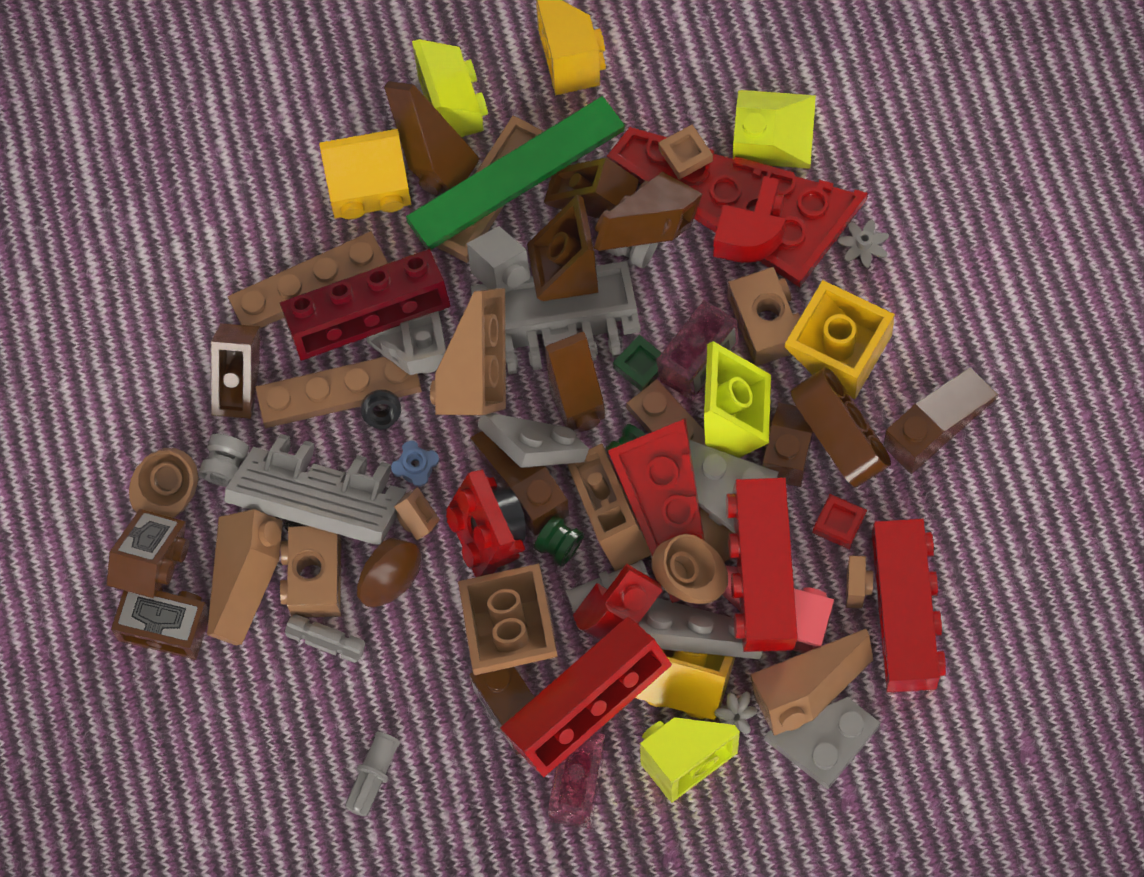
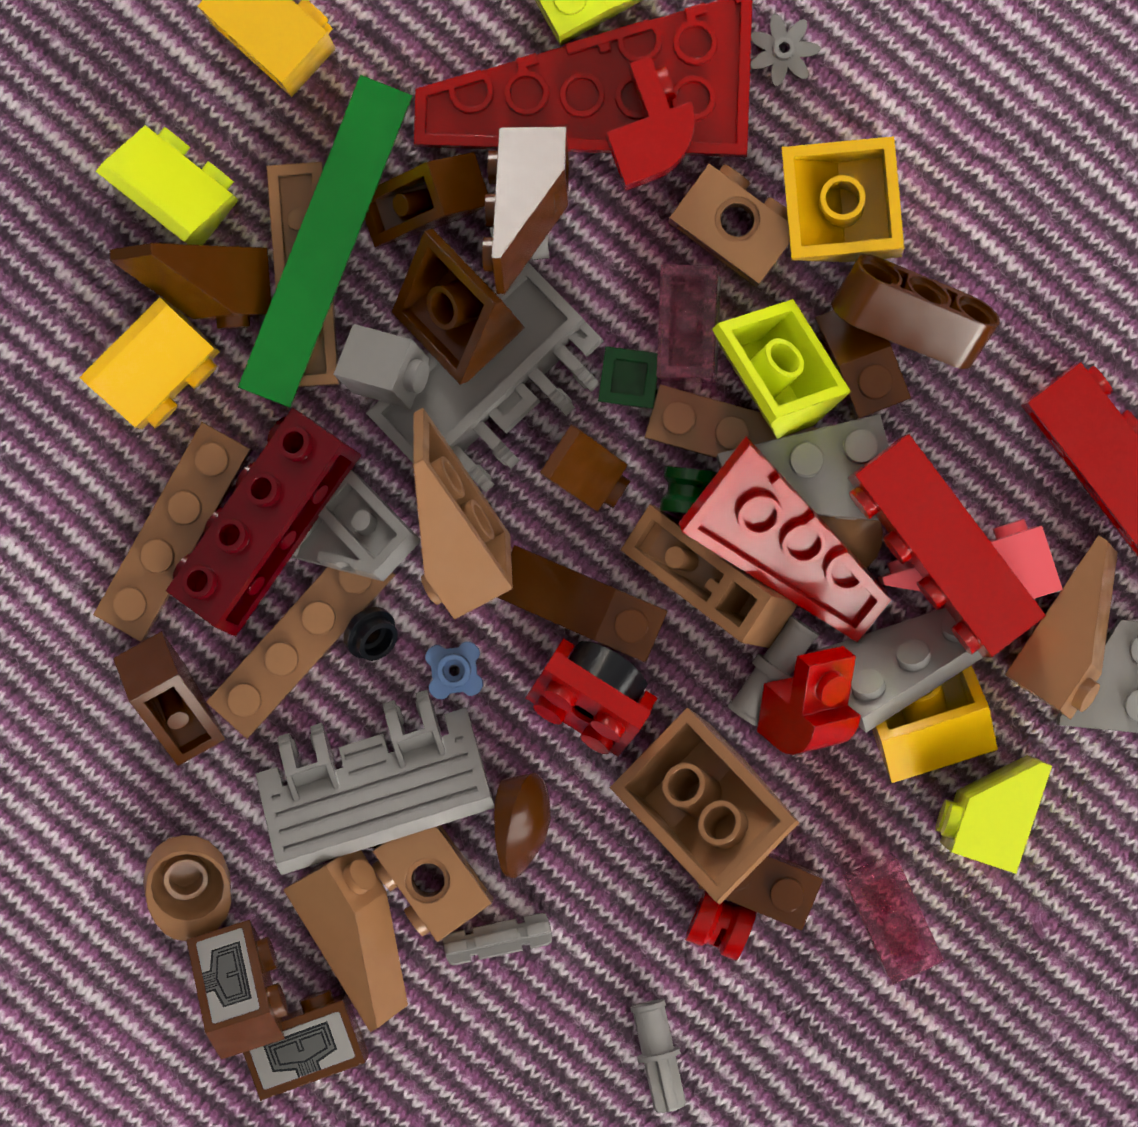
camera: 35 degrees left, 20 degrees up
(223, 459) = (238, 827): light grey wheel -> none
(416, 513) = (502, 733): medium nougat plate -> none
(467, 717) = (721, 926): none -> red wheel
(533, 442) = (579, 563): light grey wing -> none
(559, 540) = (682, 655): dark green wheel -> none
(586, 696) = (856, 840): red brick -> none
(685, 151) = (508, 83): medium nougat plate -> none
(690, 569) = (864, 605): medium nougat hat -> none
(737, 711) = (1013, 726): light grey plant -> none
(839, 521) = (977, 415): red tile -> none
(858, 582) = (1049, 479): medium nougat plate -> none
(937, 419) = (1014, 216): reddish brown slope -> none

